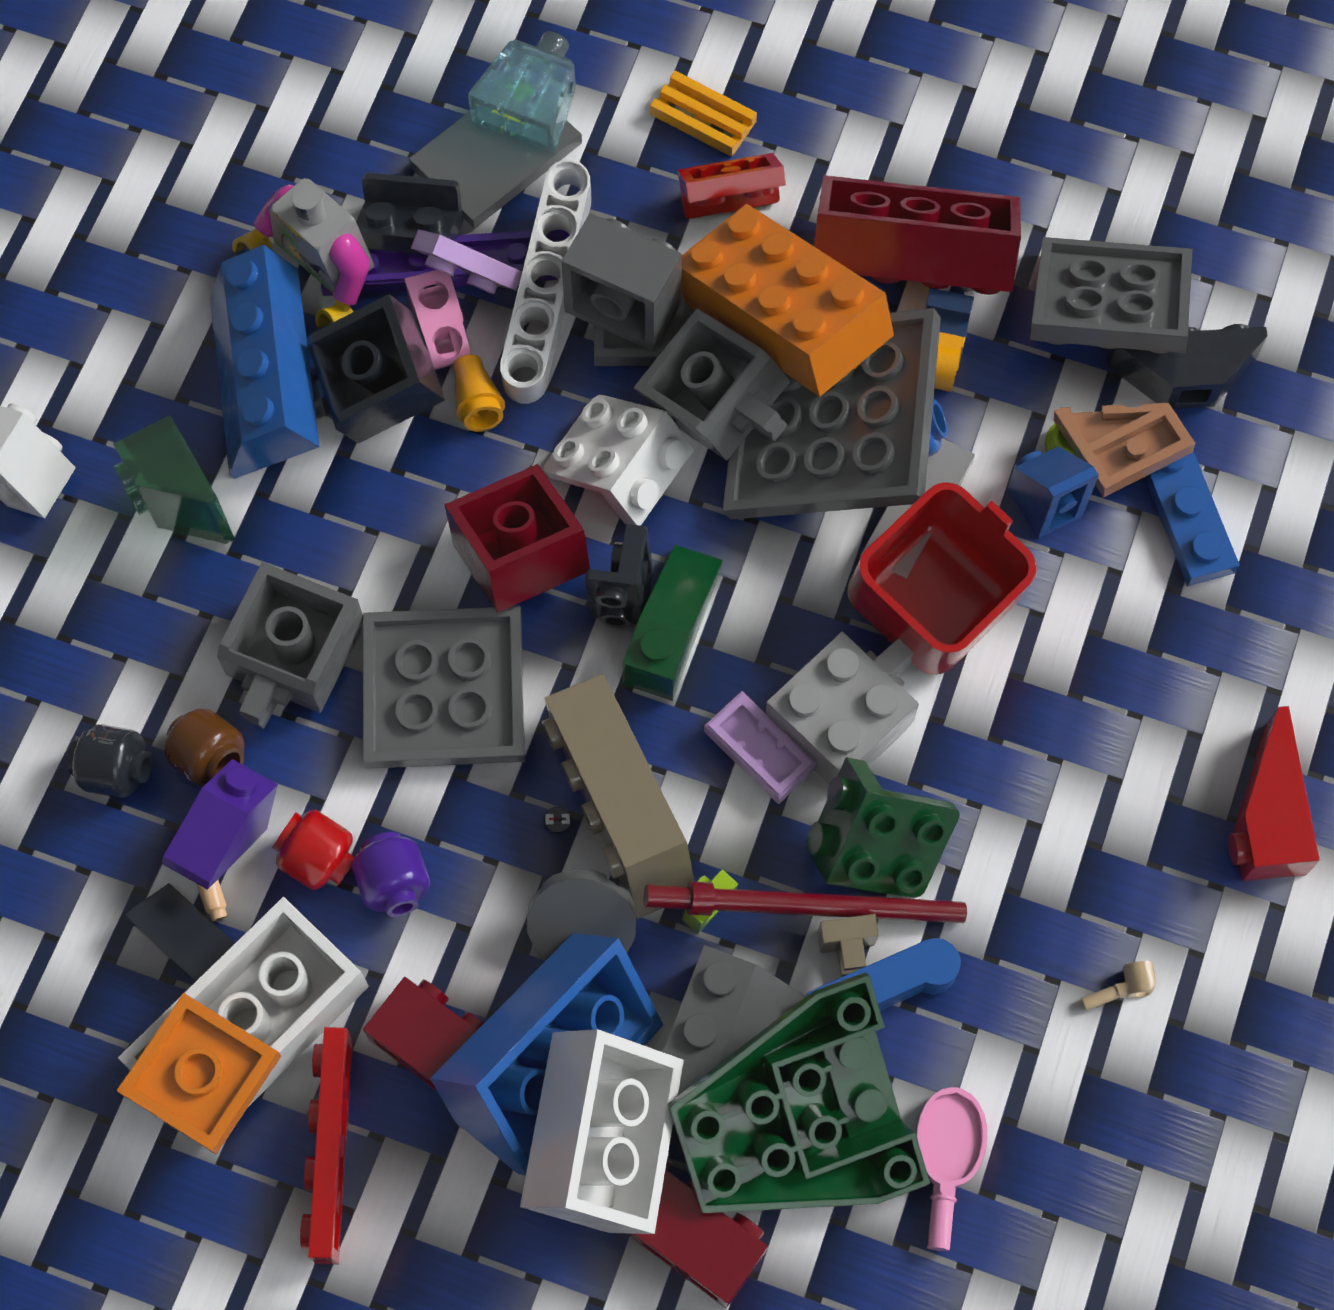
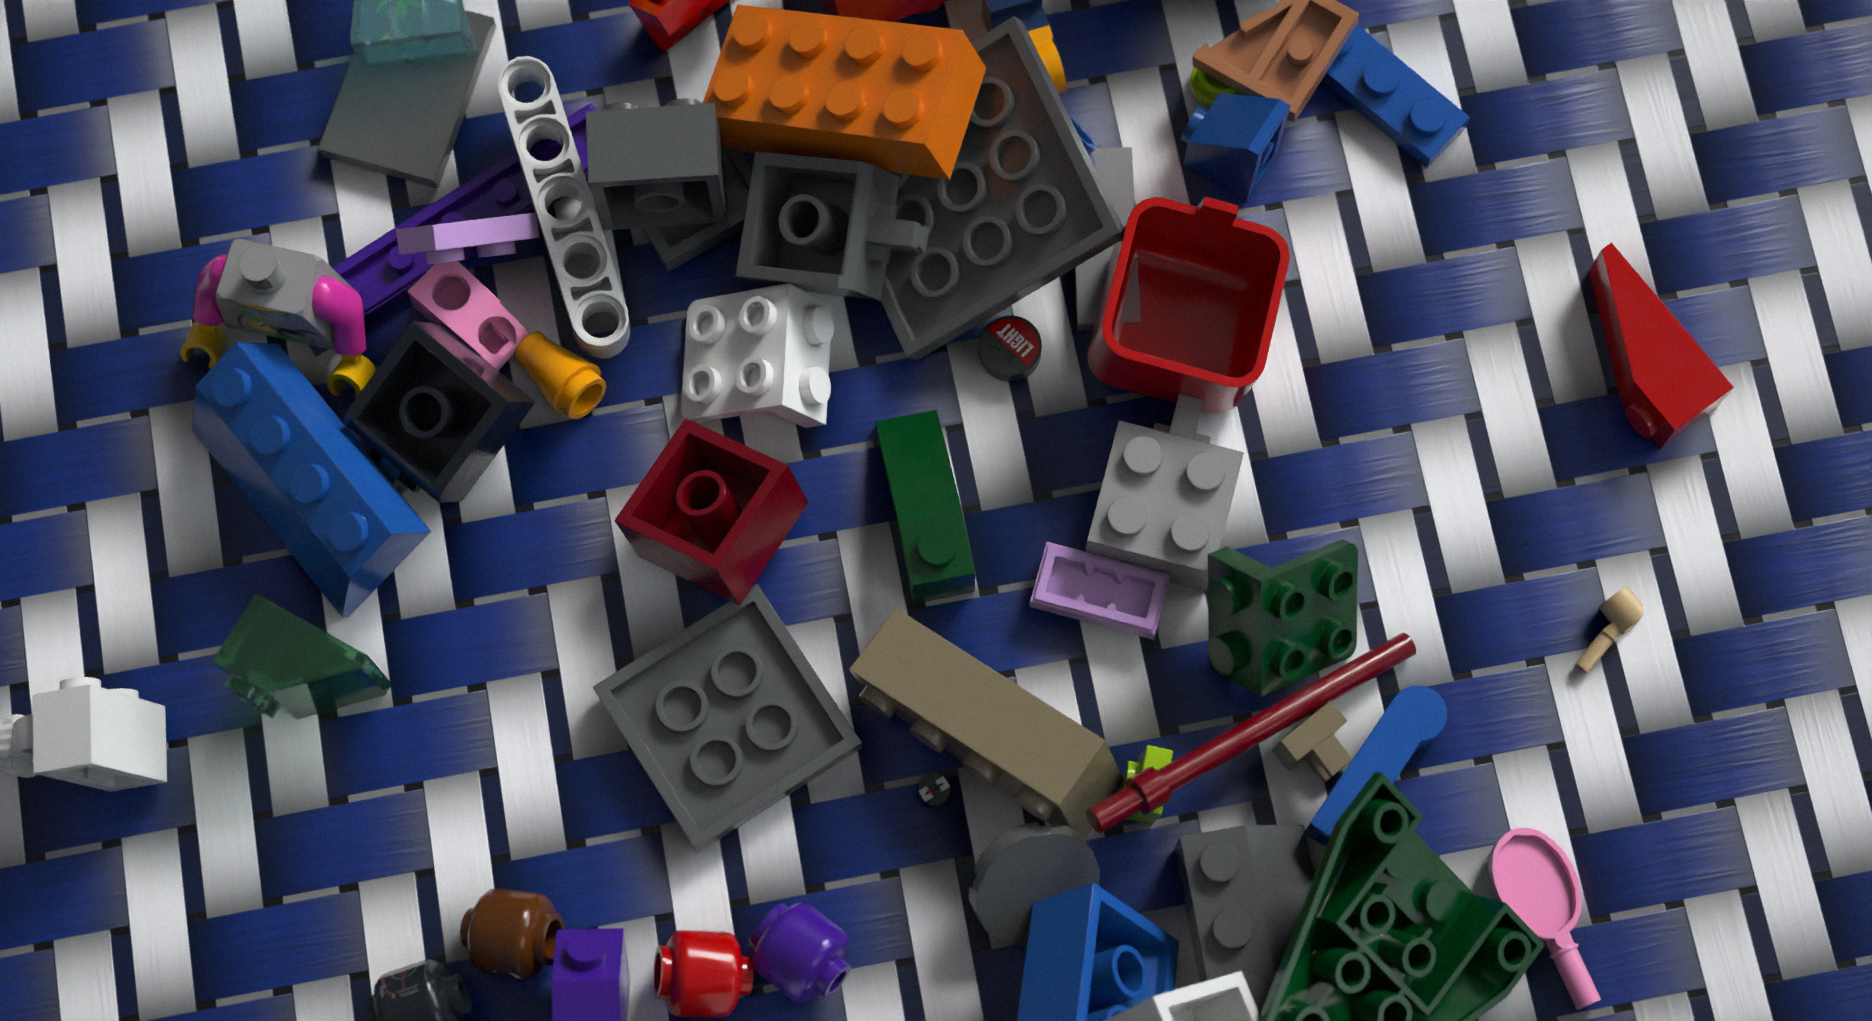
camera: 30 degrees left, 5 degrees up
(288, 642) = (533, 766): dark grey hinge -> none
(403, 205) = (356, 211): black bracket -> none
(622, 594) = (863, 510): black bracket -> none
(801, 546) = (1010, 348): none -> tile

